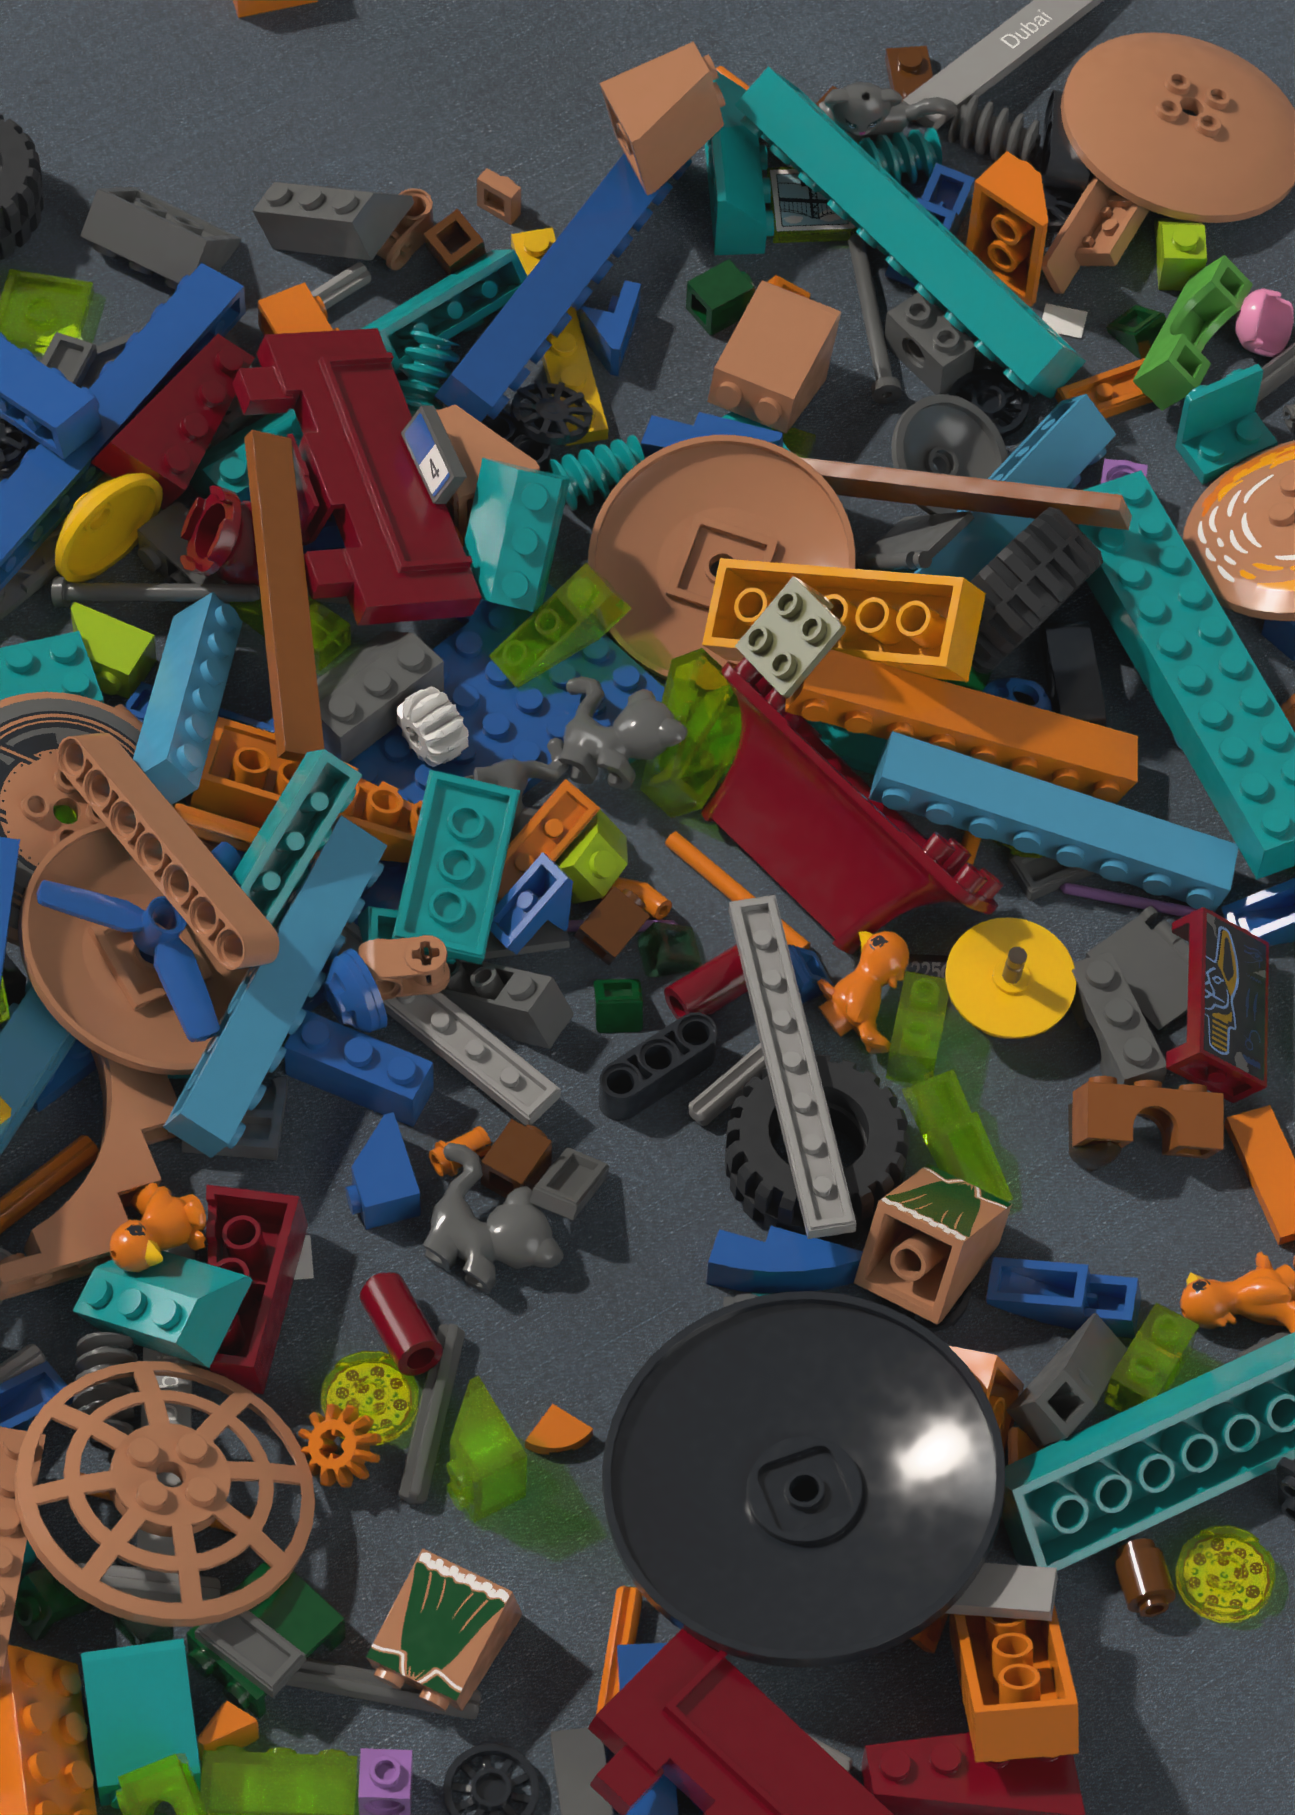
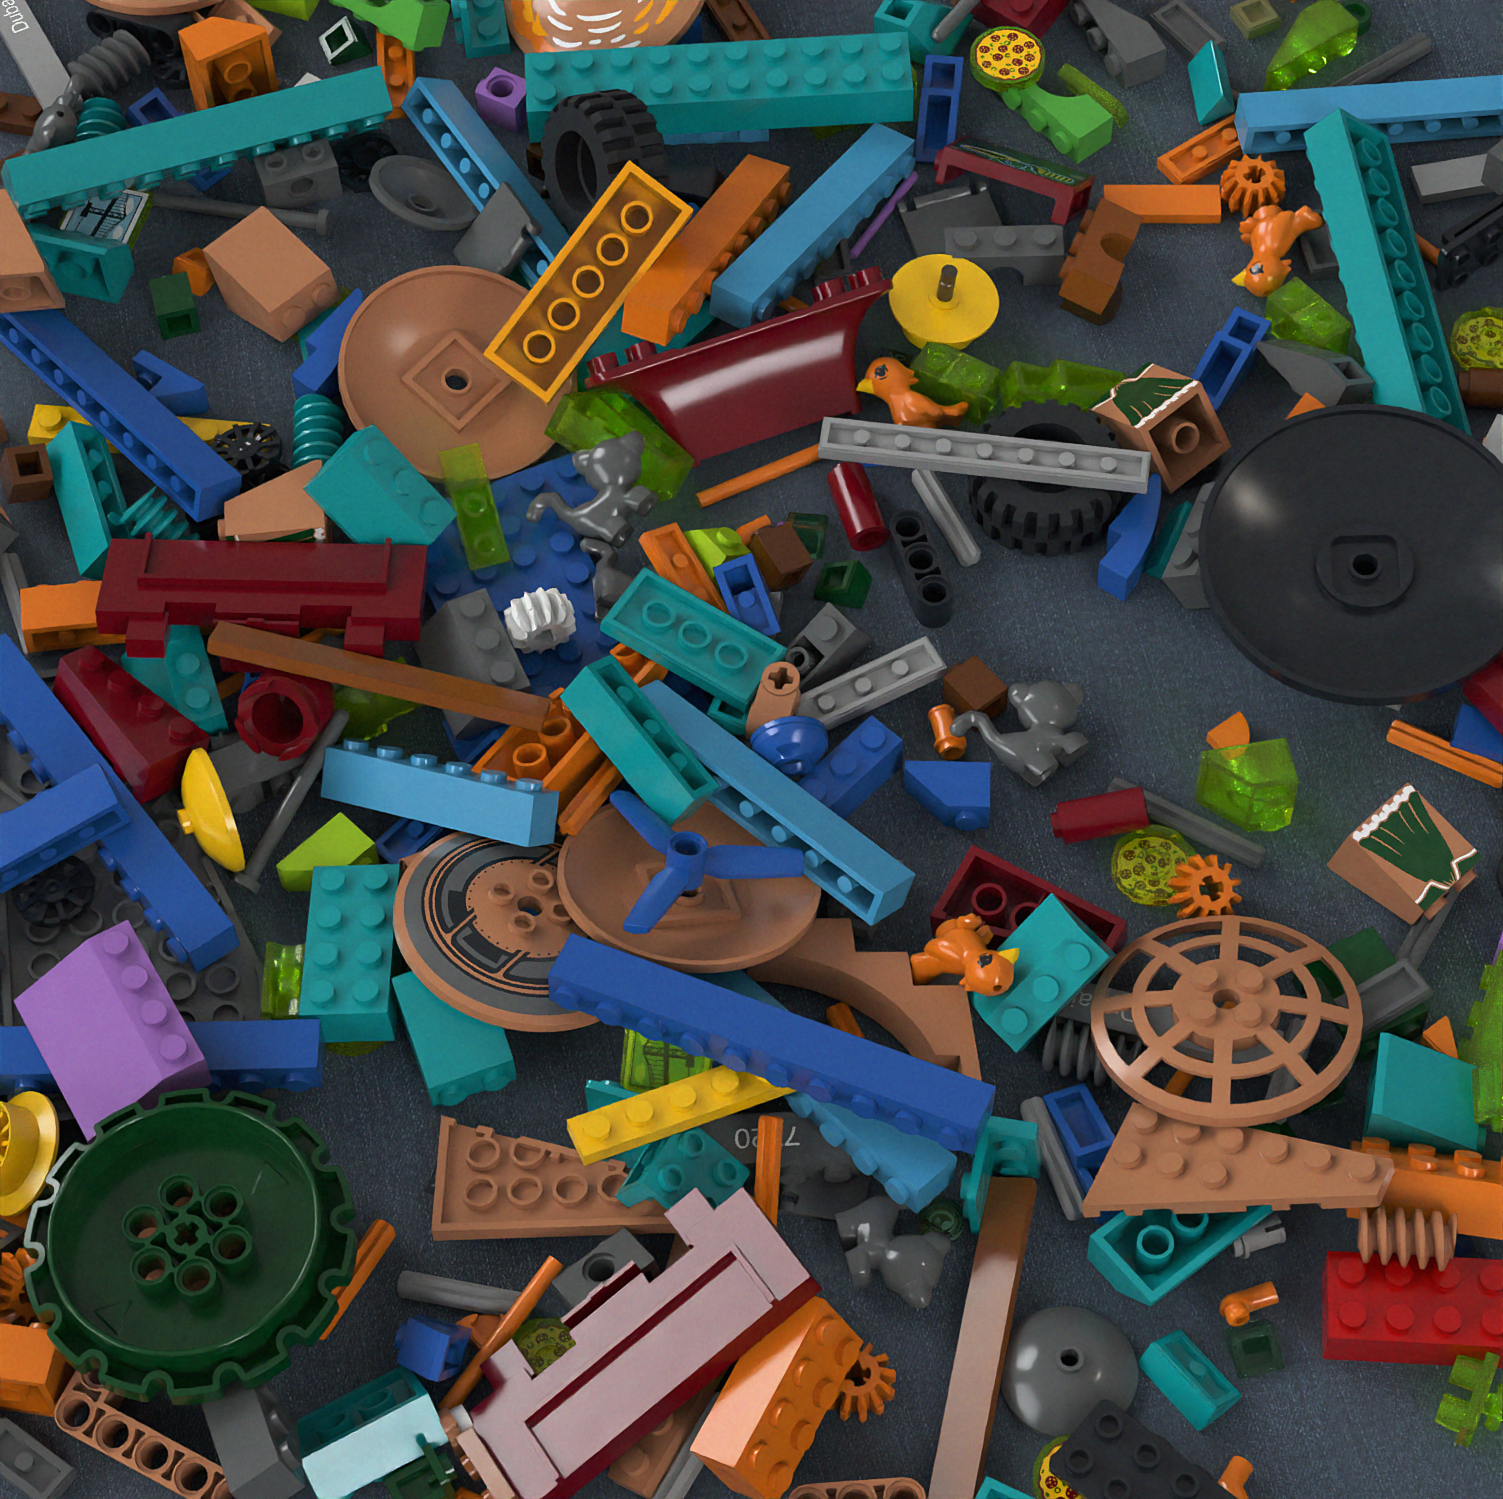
camera: 65 degrees left, 0 degrees up
(168, 851) = (601, 818): nougat beam -> none
(433, 454) = (276, 527): tile -> none
(569, 1183) = (1015, 658): dark grey tile -> none
(791, 636) = (616, 305): bracket -> none
(972, 493) = (496, 166): dark orange tile -> none

